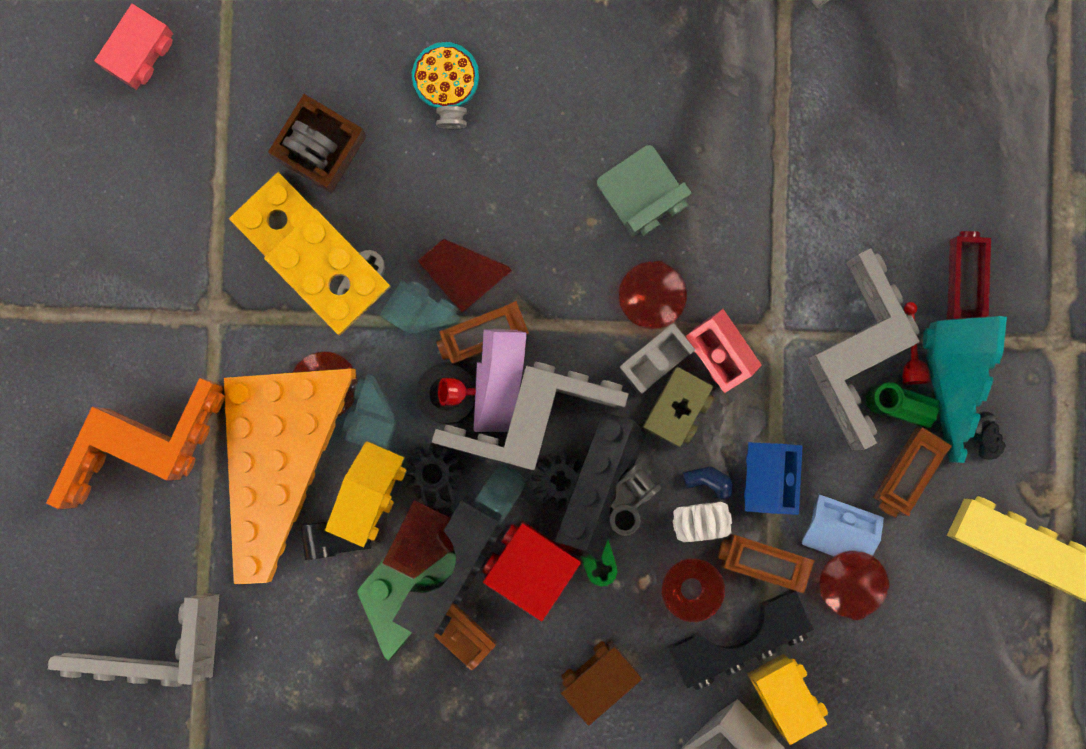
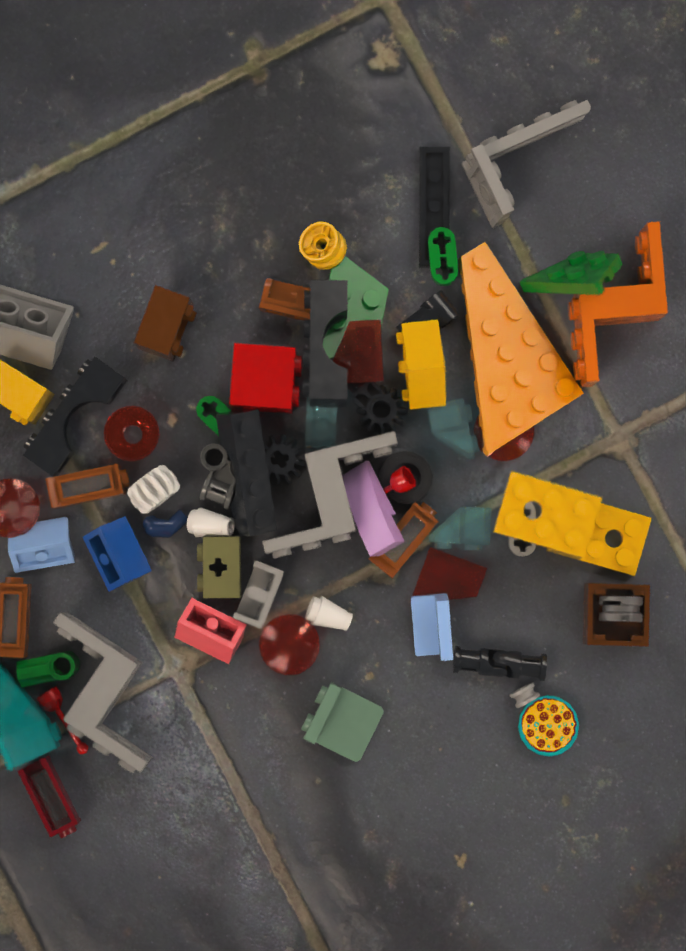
camera: 160 degrees right, 0 degrees up
(162, 498) = (575, 275): none -> green wing
(264, 647) = (433, 199): none -> black tile
(276, 589) = (435, 256): none -> green beam
(401, 684) = (317, 235): none -> yellow wheel
(452, 157) = (508, 664): none -> black piece
(503, 234) = (432, 625): none -> light blue panel
(600, 305) = (327, 614): none -> white cone
(666, 457) = (209, 524): none -> white cone

